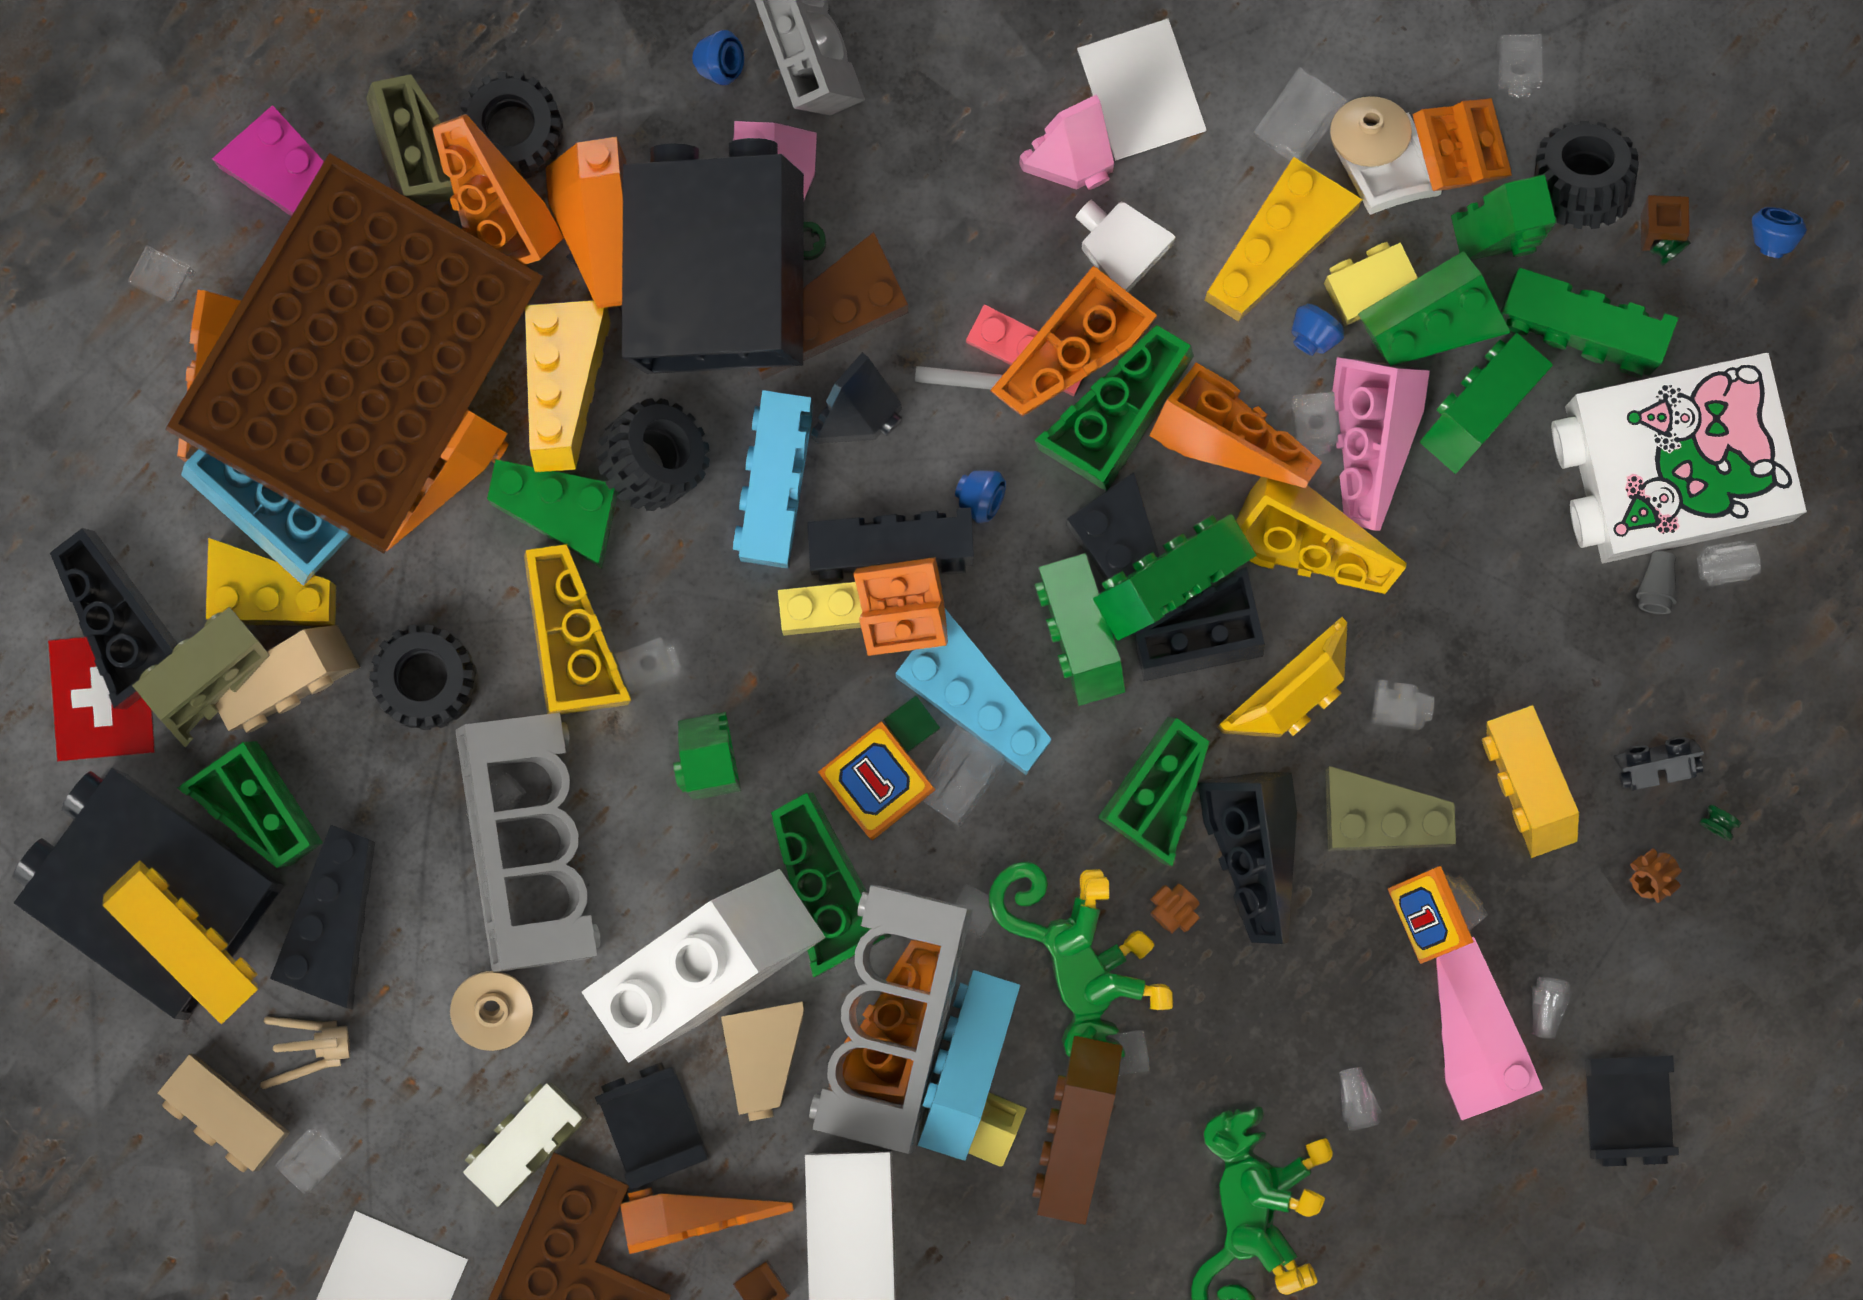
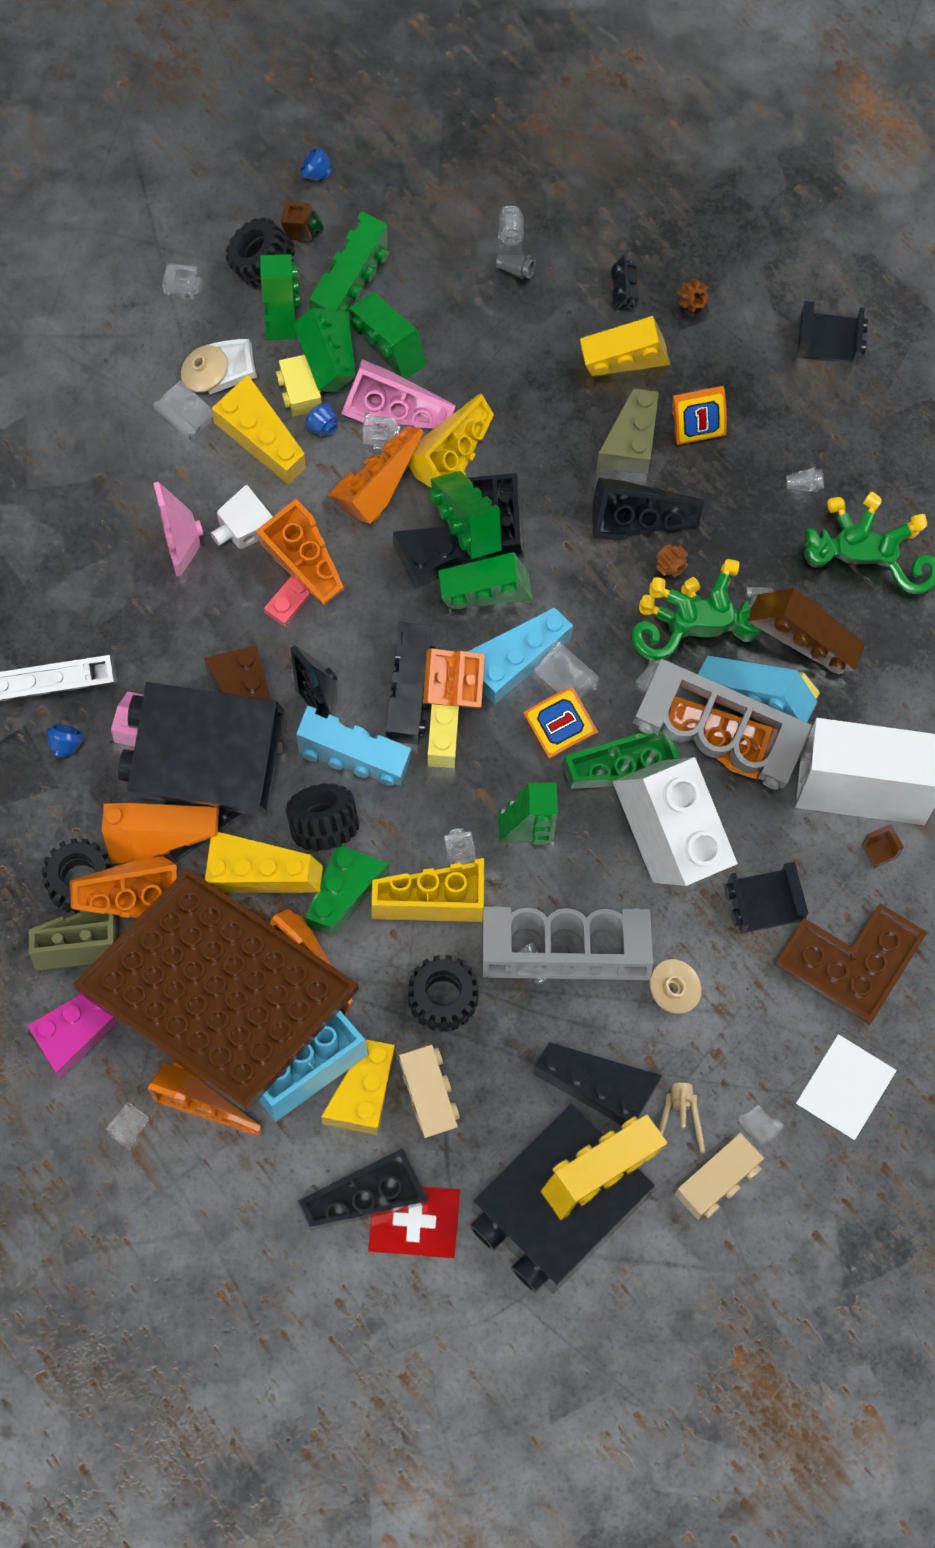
camera: 85 degrees left, 15 degrees down
(200, 673) = (416, 1131): olive wedge -> none
(255, 804) = (509, 1119): green wedge -> none
(523, 1143) = (766, 977): wedge -> none
(671, 1217) = (831, 893): orange wedge -> none
(761, 1055) = (741, 821): tan slope -> none
(911, 724) = (526, 696): dark green tile -> none
(956, 377) = (310, 625): light grey bar -> none
(981, 492) = (385, 628): blue cone -> none
(1114, 415) = (354, 542): green wedge -> none
(1142, 89) = (133, 498): white sticker -> none
(1158, 790) = (596, 556): green wedge -> none
(1295, 689) = (543, 468): yellow wedge -> none
(1401, 706) = (565, 415): clear brick -> none
(1462, 144) = (223, 322): orange slope -> none
(1479, 1038) = (785, 405): bright pink wedge -> none
(1549, 1004) = (762, 366): clear cone -> none
(1679, 459) = (445, 234): brick -> none
(1720, 822) = (666, 257): dark green bush -> none

